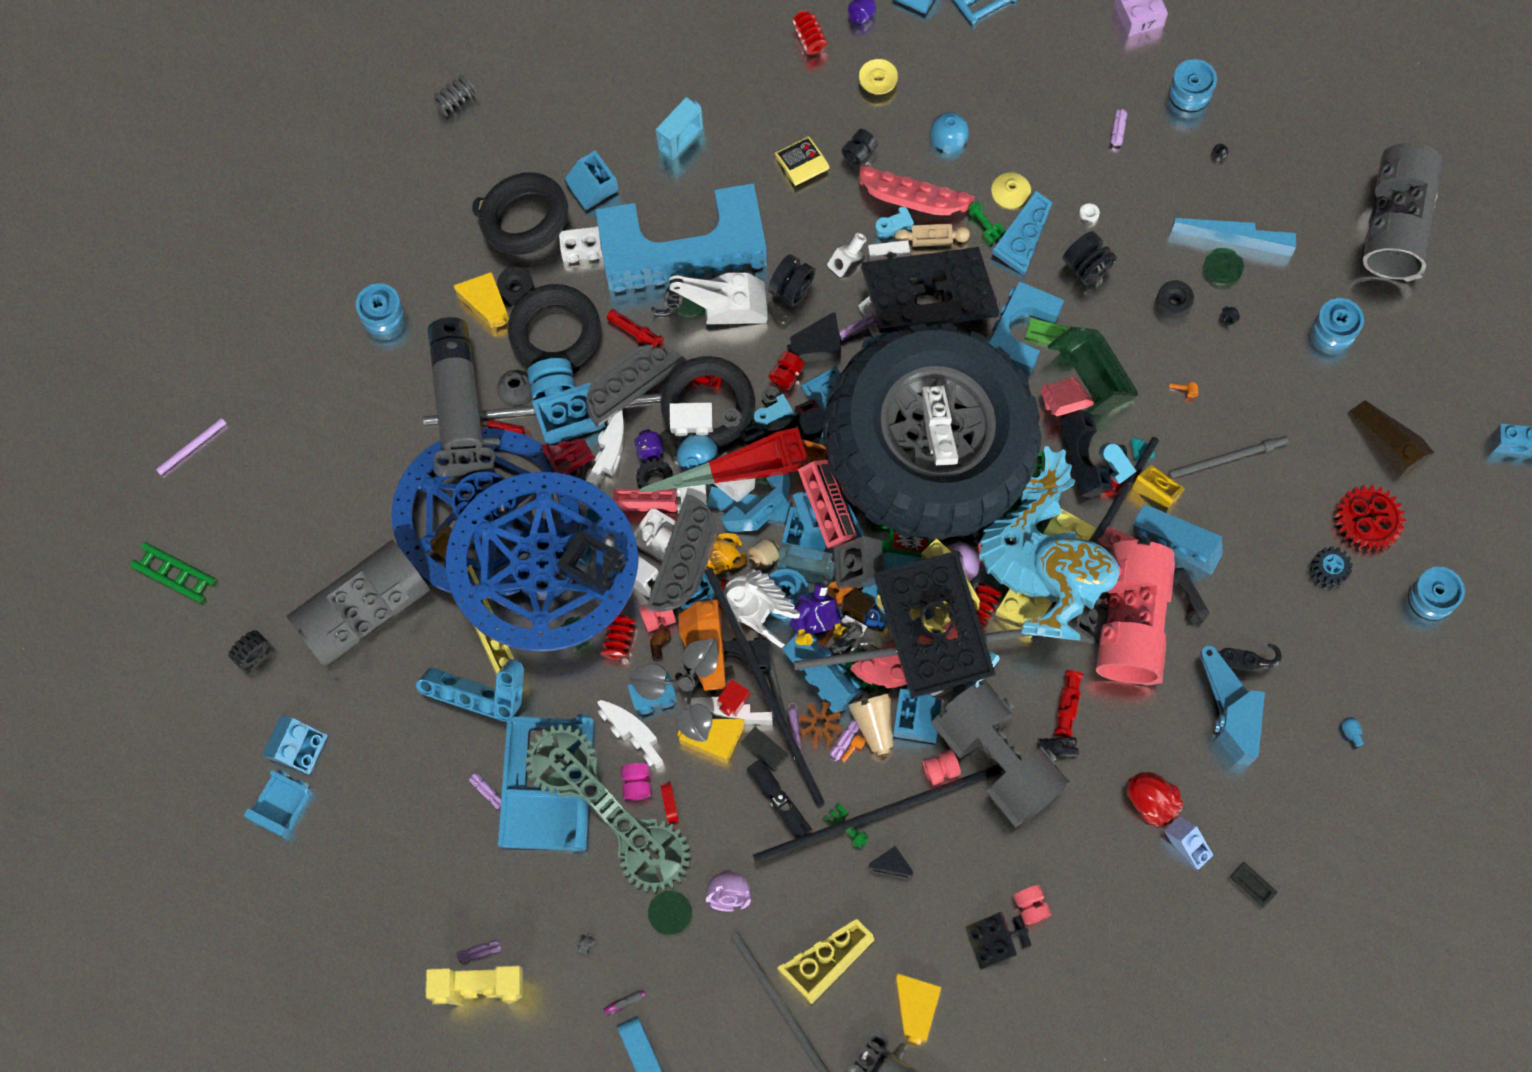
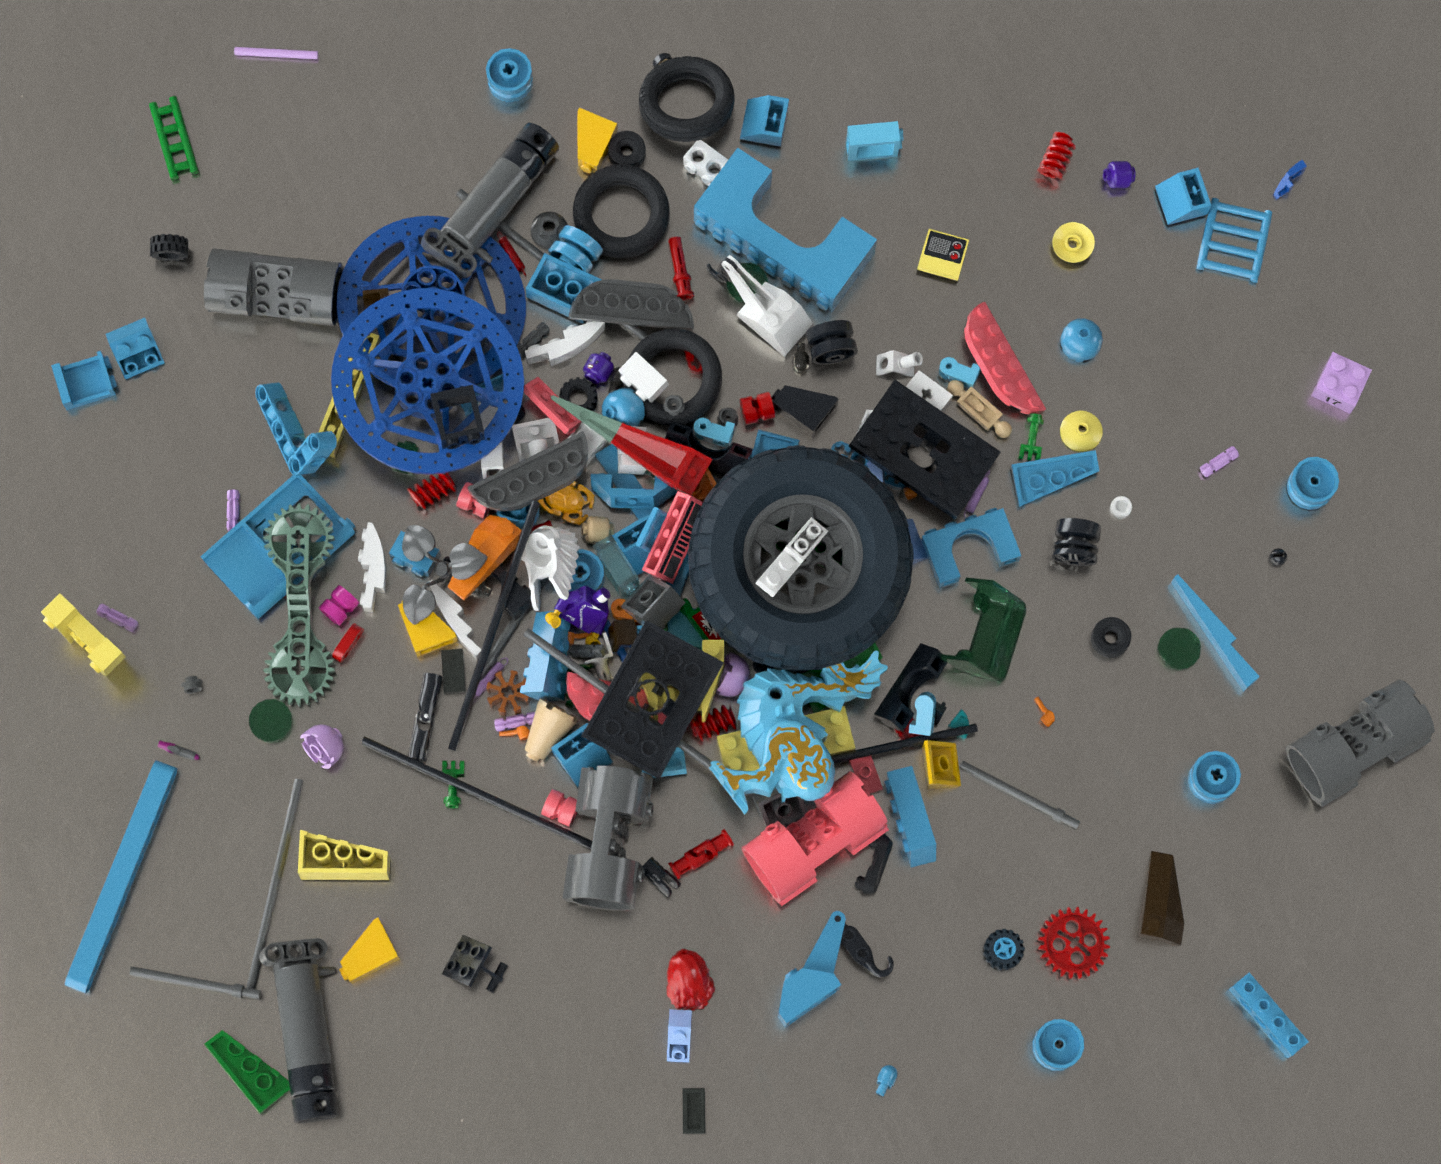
camera: 40 degrees right, 5 degrees up
(568, 455) = (530, 319): dark red wing -> none
(656, 641) = (457, 519): reddish brown arm -> none
(733, 698) = (461, 613): red brick -> none
(856, 327) = (842, 424): lavender axle -> none
(859, 148) = (997, 286): black wheel -> none
(891, 864) = (456, 839): black slope -> none
(1032, 904) = (524, 958): coral wheel -> none
(1044, 331) = (985, 565): bright green tile -> none
(1065, 397) = (942, 630): coral slope -> none
(1229, 315) = (1140, 690): black plate -> none

